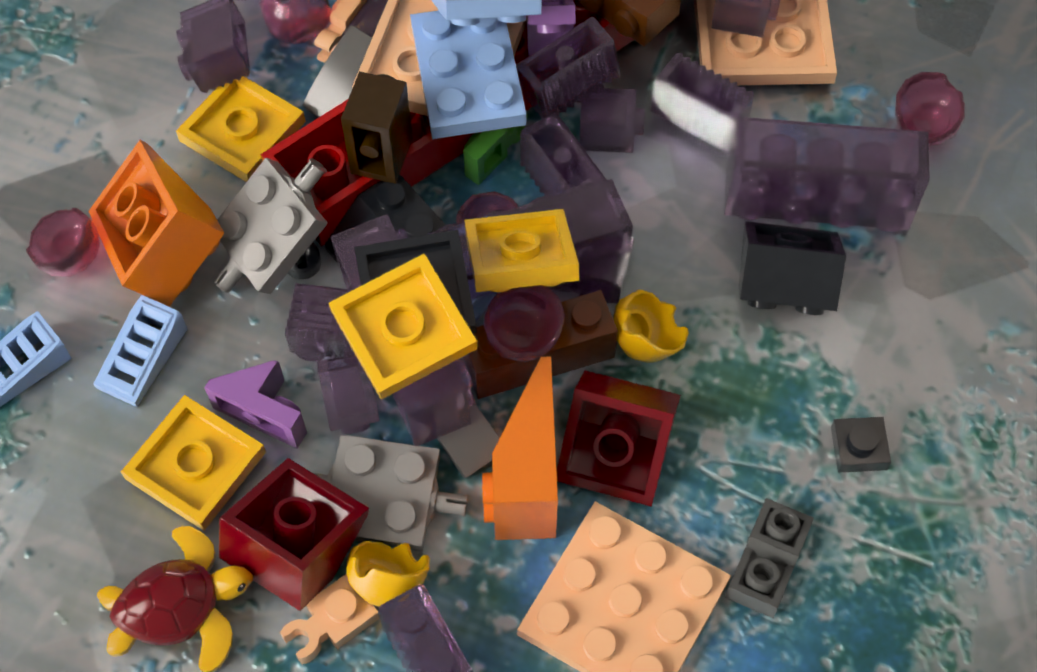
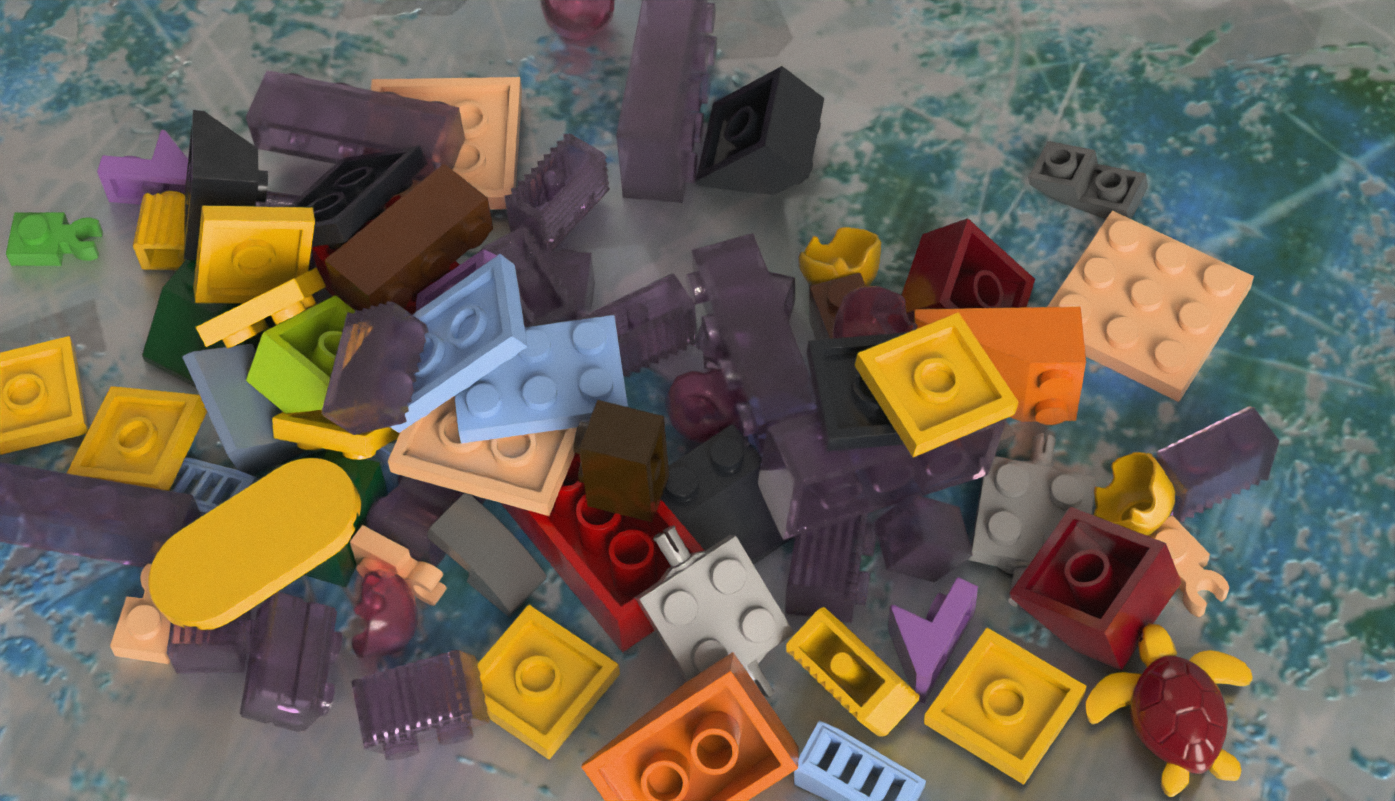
camera: 85 degrees left, 5 degrees down
(220, 334) = (852, 672): none -> yellow brick
(521, 251) = (801, 304): yellow plate -> none
(860, 444) = (963, 102): black plate -> none

